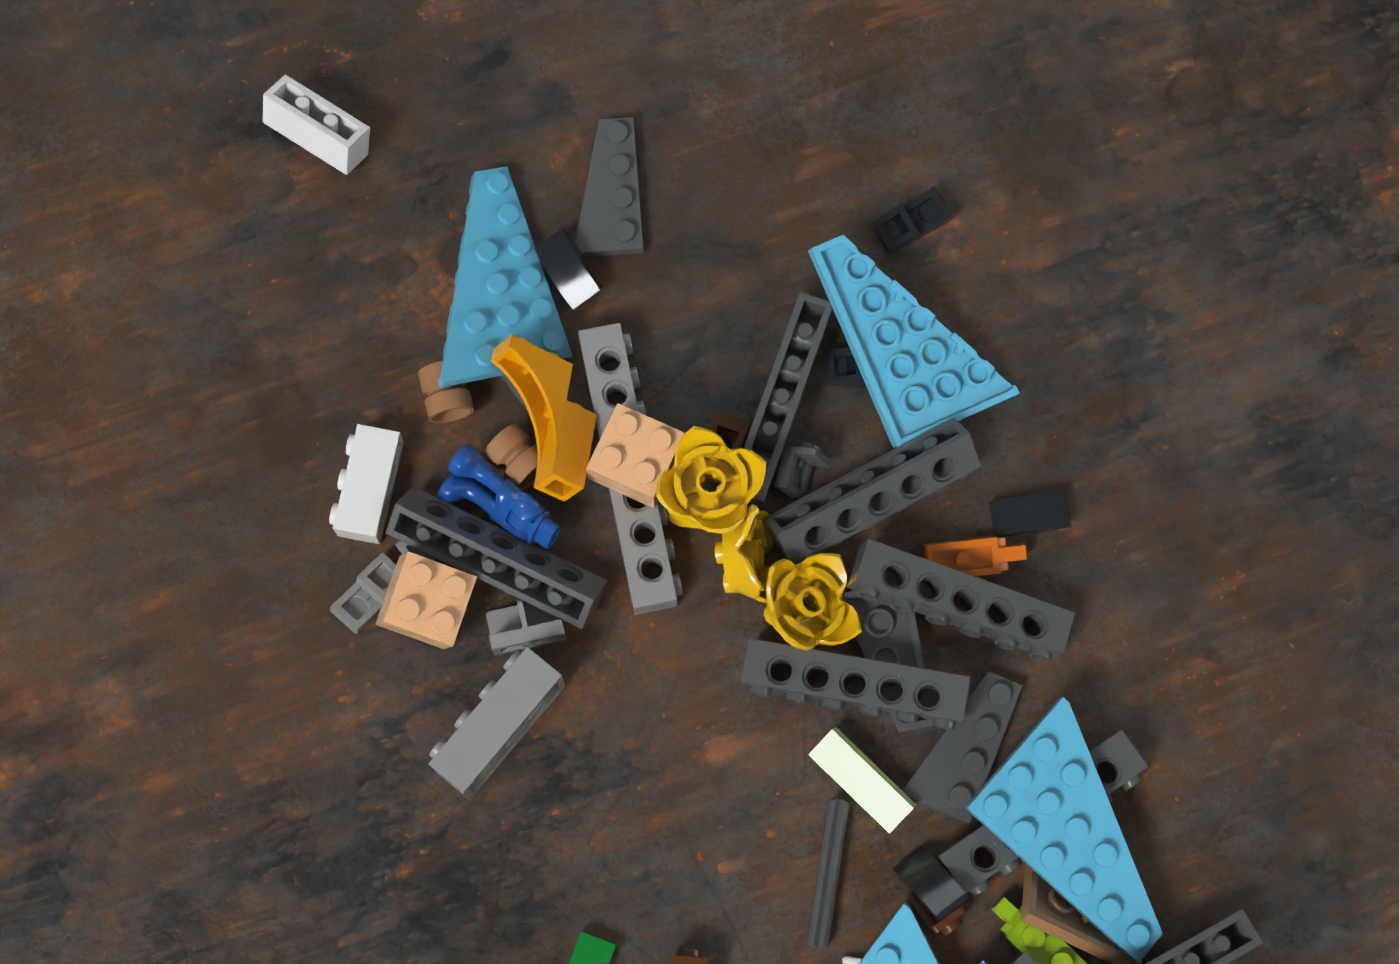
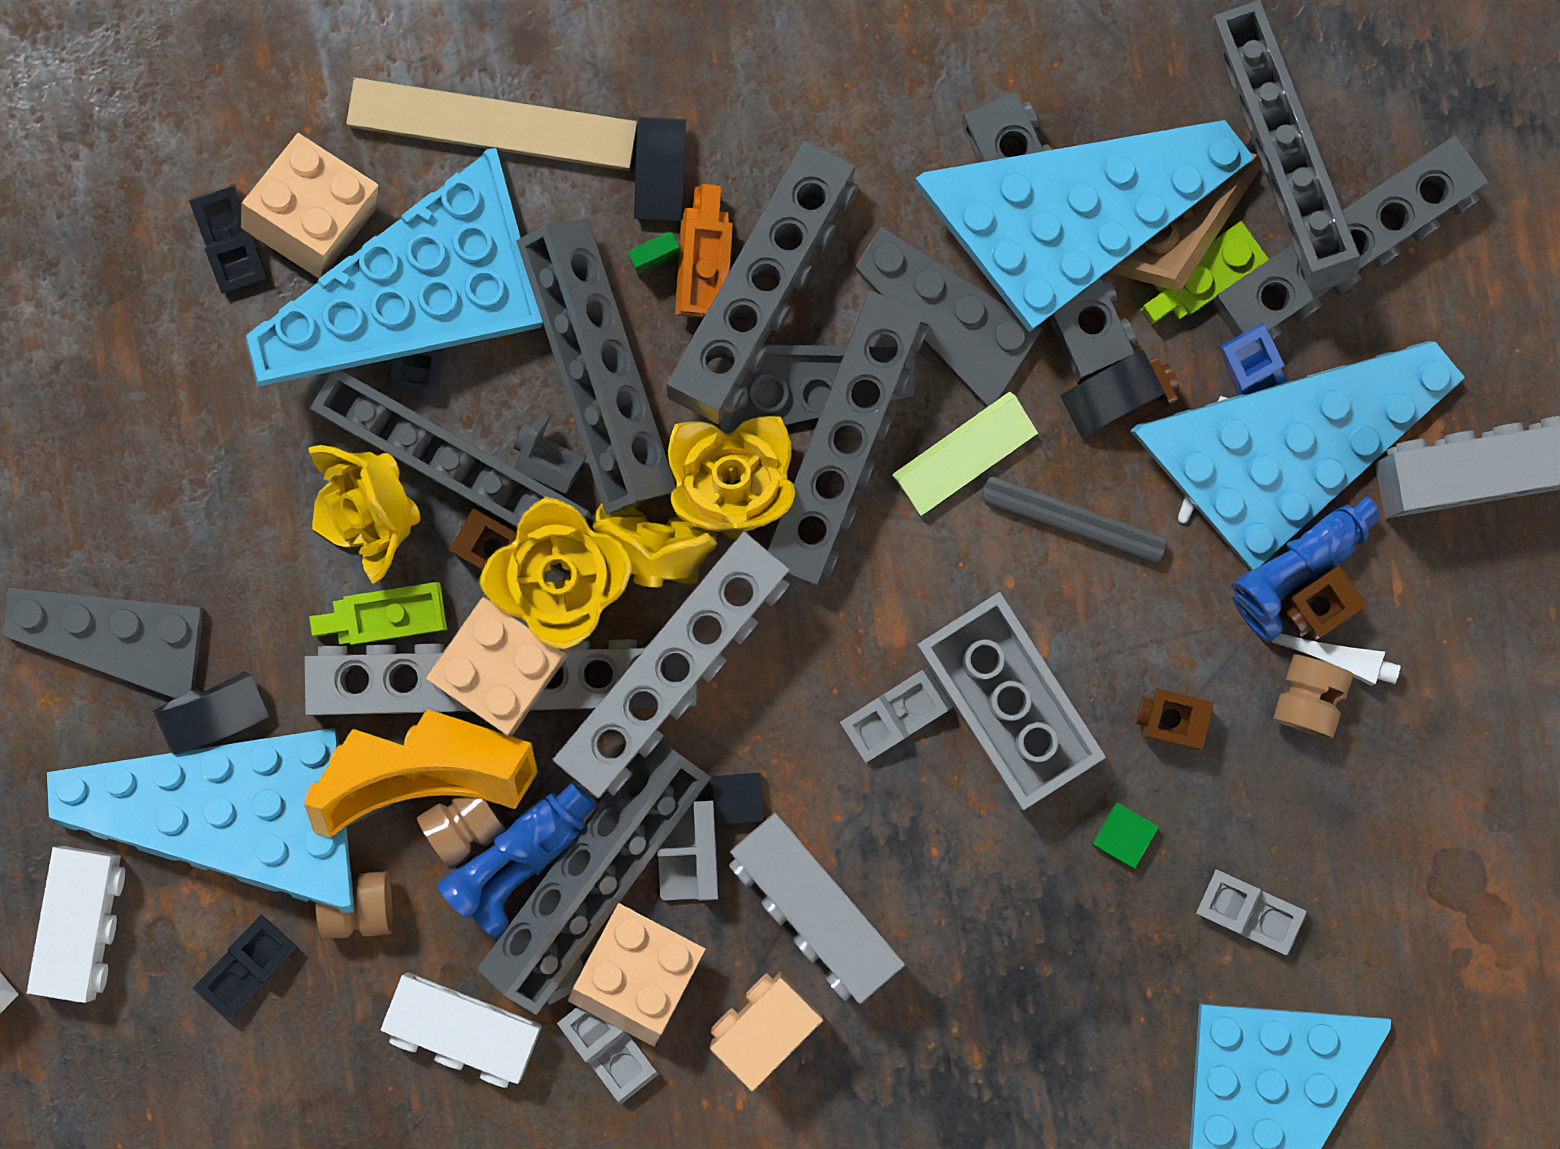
camera: 80 degrees left, 10 degrees up
(388, 326) = (244, 968): none -> black slope
(399, 702) = (764, 1030): none -> light nougat brick
(402, 204) = (76, 924): none -> white brick
(570, 655) = (738, 798): none -> black tile
(584, 528) = (582, 754): none -> light grey brick
(654, 763) = (896, 714): none -> light grey slope
(661, 376) = (384, 615): none -> lime hinge
(678, 844) = (1010, 701): none -> light grey brick
(737, 343) = (362, 505): none -> yellow brick
(948, 267) = (309, 206): none -> light nougat brick
(965, 519) = (654, 253): none -> green tile
(1036, 389) = (492, 124): none -> tan tile

